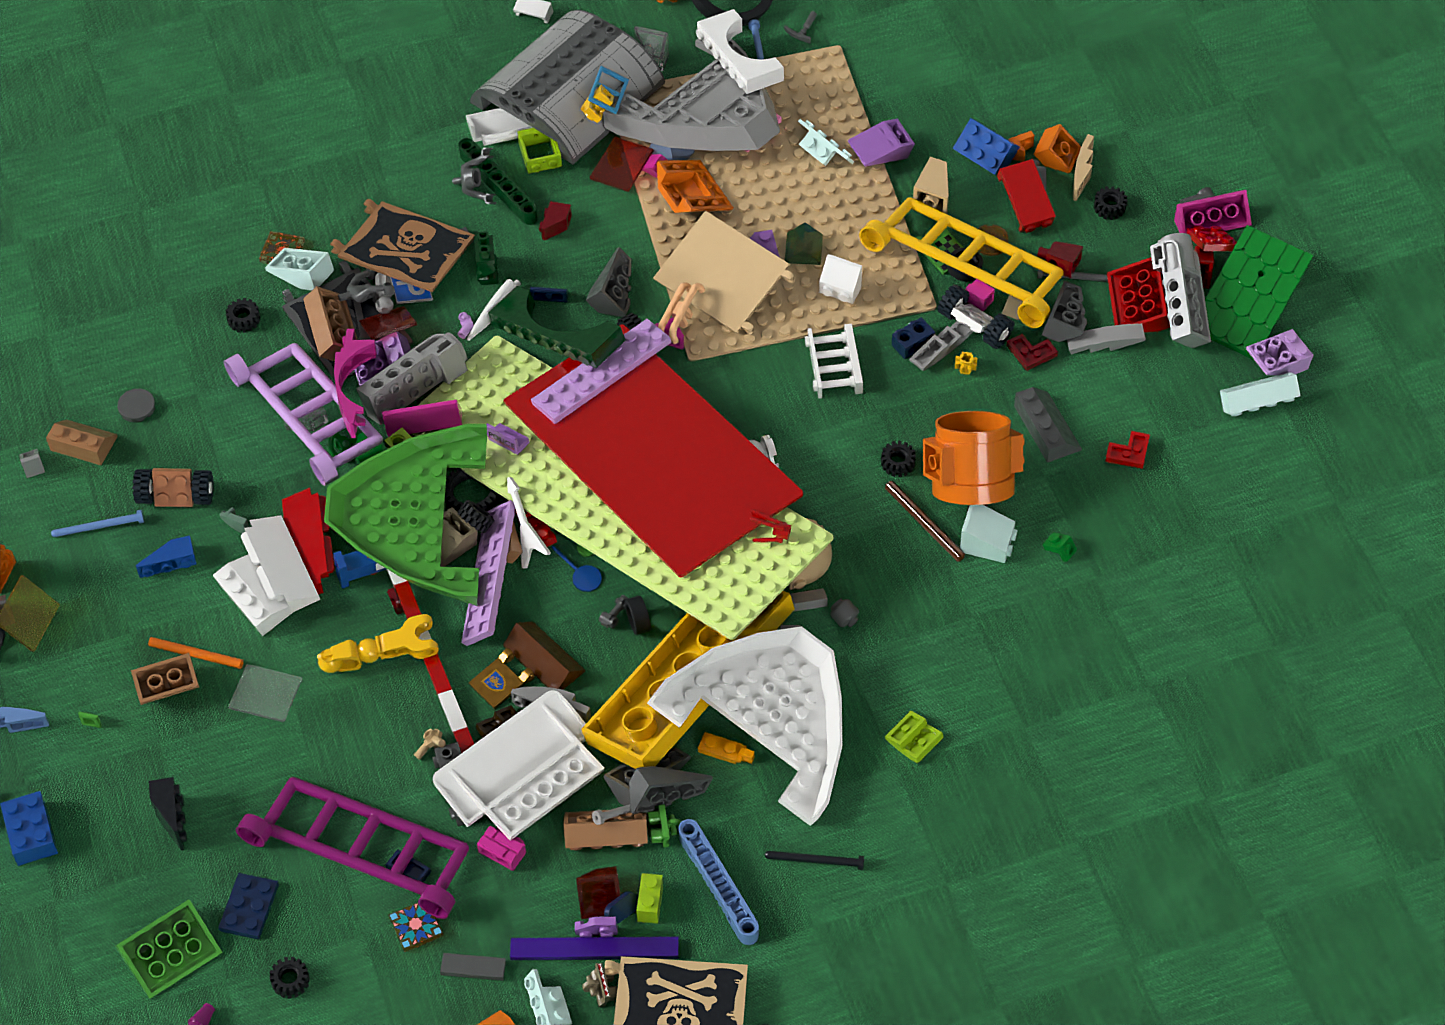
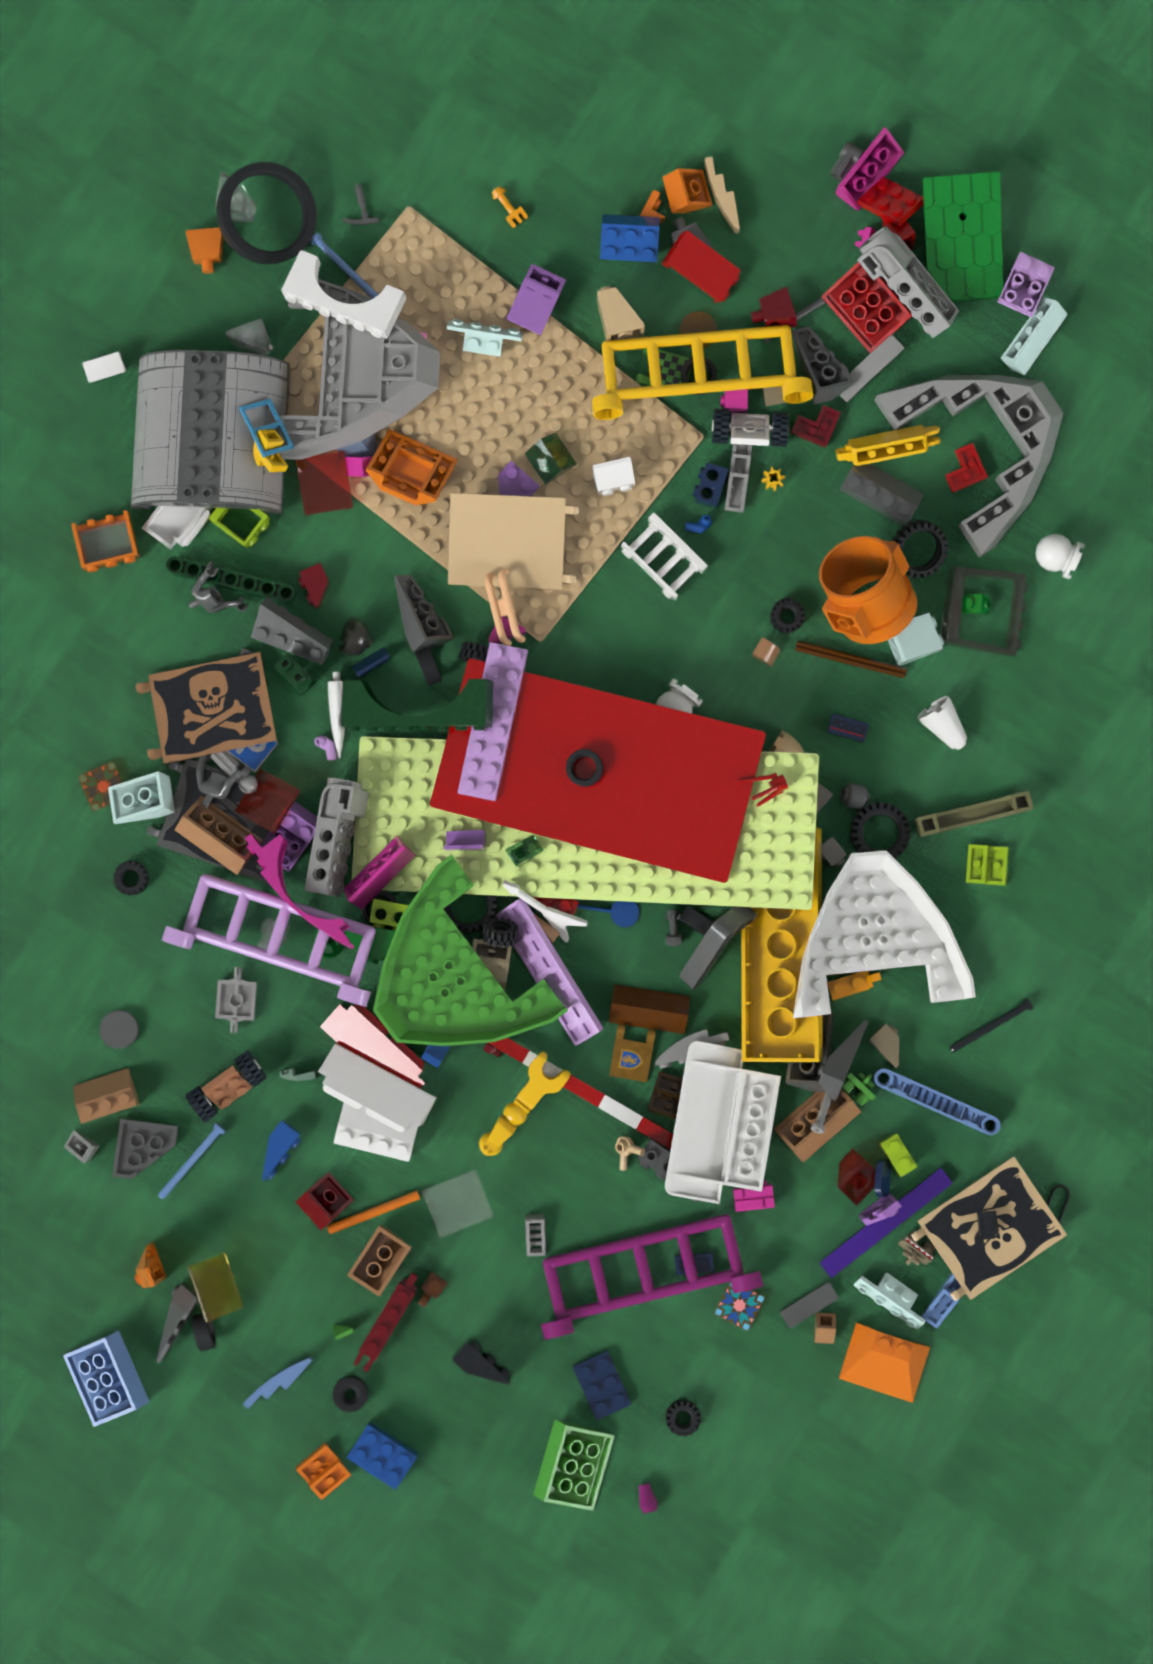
camera: 40 degrees left, 30 degrees up
(53, 777) = (346, 1404): none -> black tyre
(73, 489) = (141, 1145): none -> dark grey plate
(128, 733) = (387, 1320): none -> dark red hinge
(166, 616) = (324, 1201): none -> dark red slope
(188, 738) = (433, 1287): none -> reddish brown plate
(238, 440) = (236, 1000): none -> light grey plate
(301, 746) = (535, 1218): none -> light grey slope
(431, 108) = (105, 542): none -> window
(469, 992) = (825, 1328): none -> medium nougat brick
(508, 235) = (290, 633): none -> dark grey wedge
(543, 467) = (524, 851): none -> clear green slope
(552, 267) = (355, 637): none -> clear smoke cylinder
(588, 314) = (428, 666): none -> black tyre
(641, 446) = (584, 753): none -> black tyre
(643, 610) = (714, 942): none -> dark grey beam
(677, 994) = (987, 1224): none -> black brick
(715, 808) = (887, 1043): none -> dark tan slope
(859, 471) = (766, 652): none -> medium nougat brick
(860, 639) = (880, 809): none -> black tyre
(881, 361) = (699, 527): none -> blue arm
(881, 566) = (848, 728): none -> dark blue tile
(913, 73) = (498, 193): none -> light orange hinge
(963, 606) = (944, 722): none -> white cone
(966, 700) = (973, 814): none -> olive arch
(1056, 493) = (940, 552): none -> black tyre
(1065, 515) = (953, 609): none -> clear smoke windscreen
(1078, 393) = (889, 445): none -> yellow hinge
(1110, 195) = (772, 206): black tyre -> none
(1160, 549) = (1057, 553): none -> white tile
(1213, 443) = (1027, 415): none -> light grey piece

